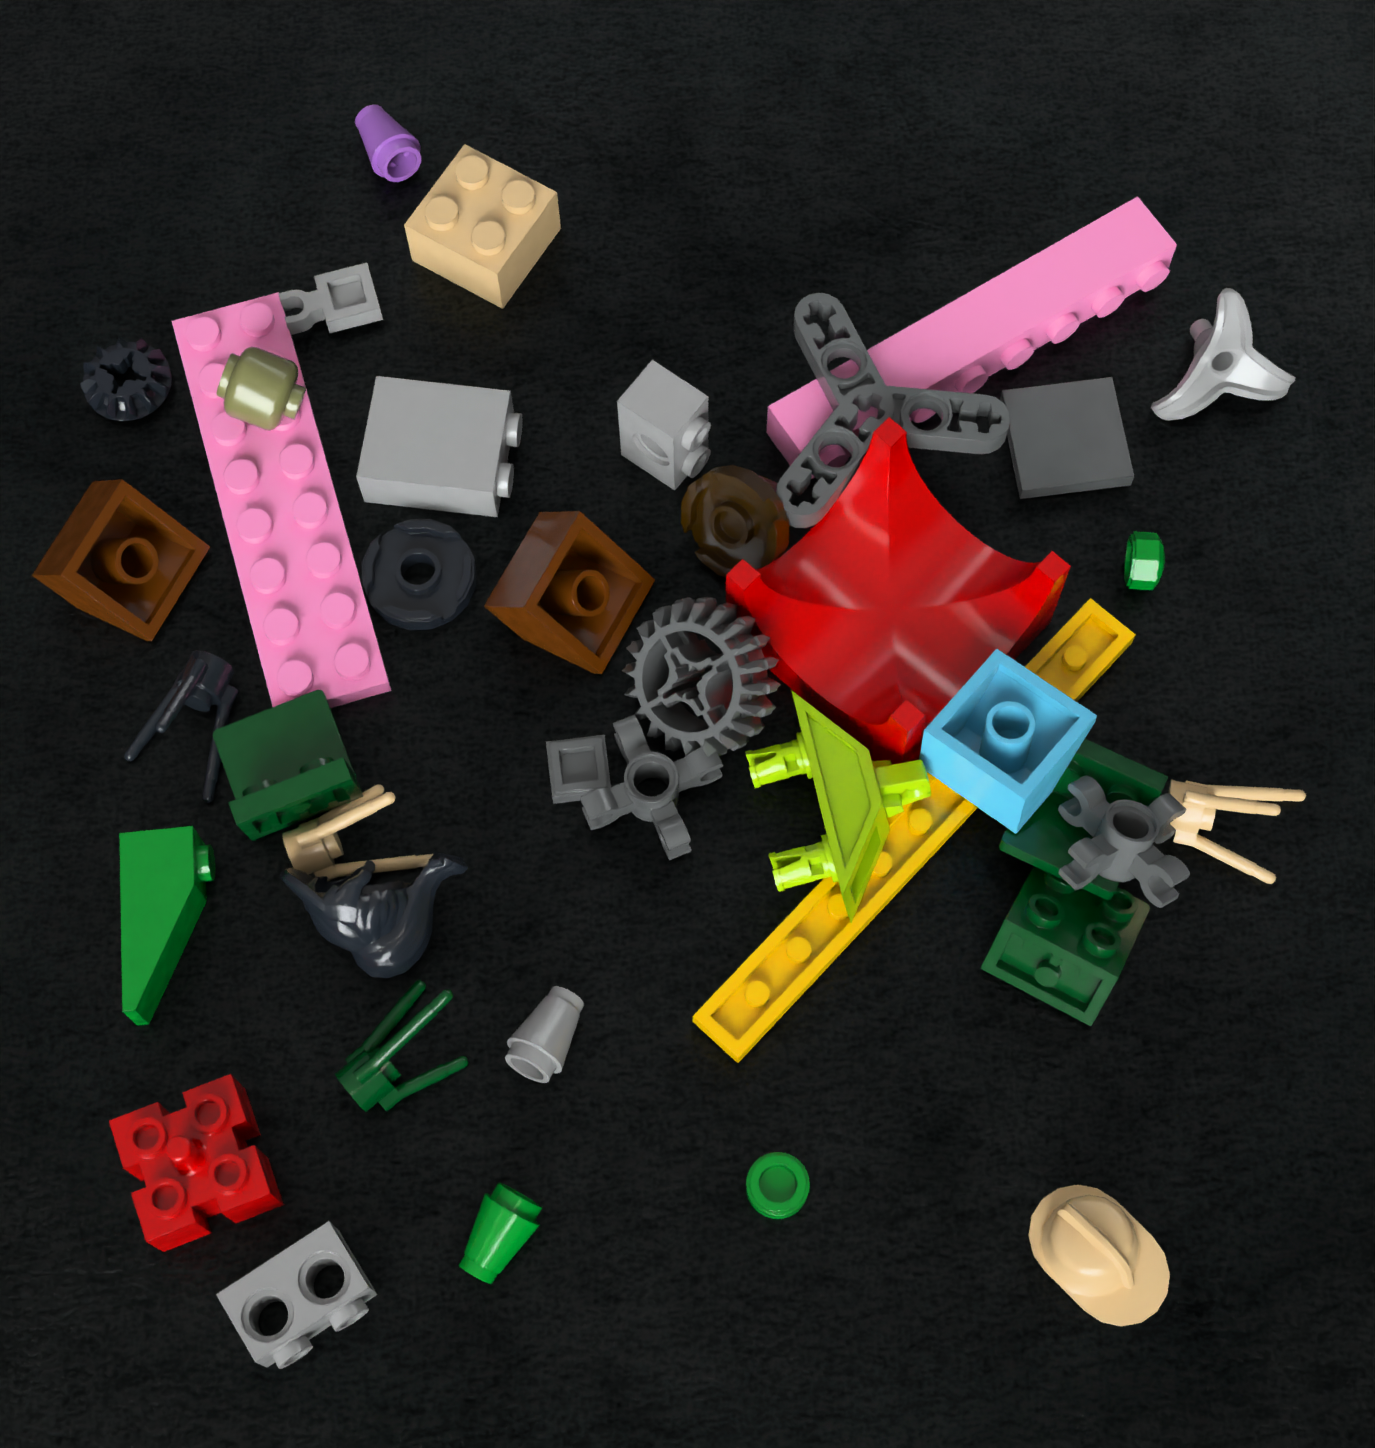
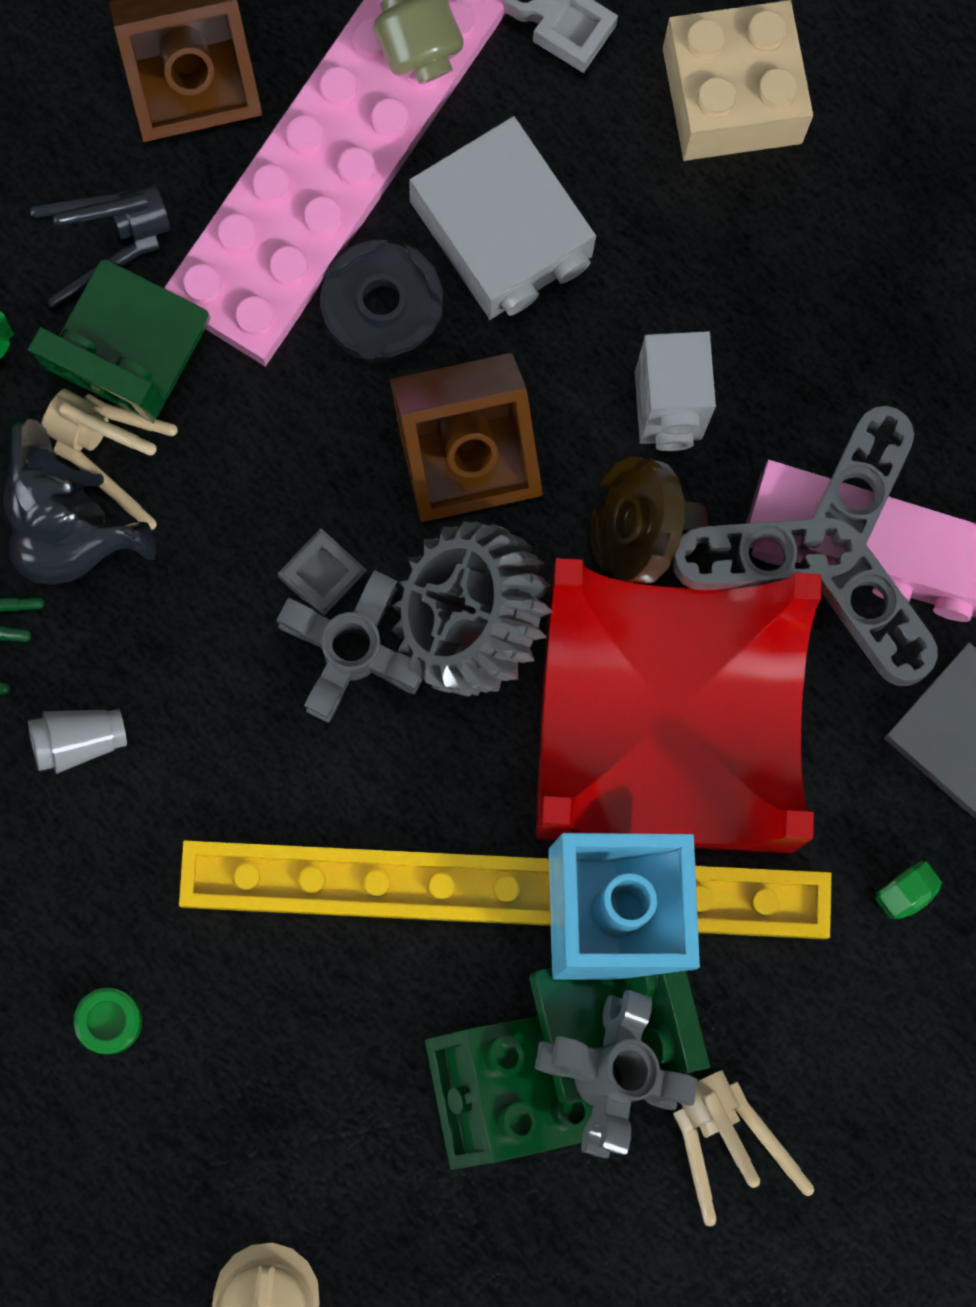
camera: 40 degrees right, 10 degrees up
(852, 797) = (467, 821): lime connector -> none

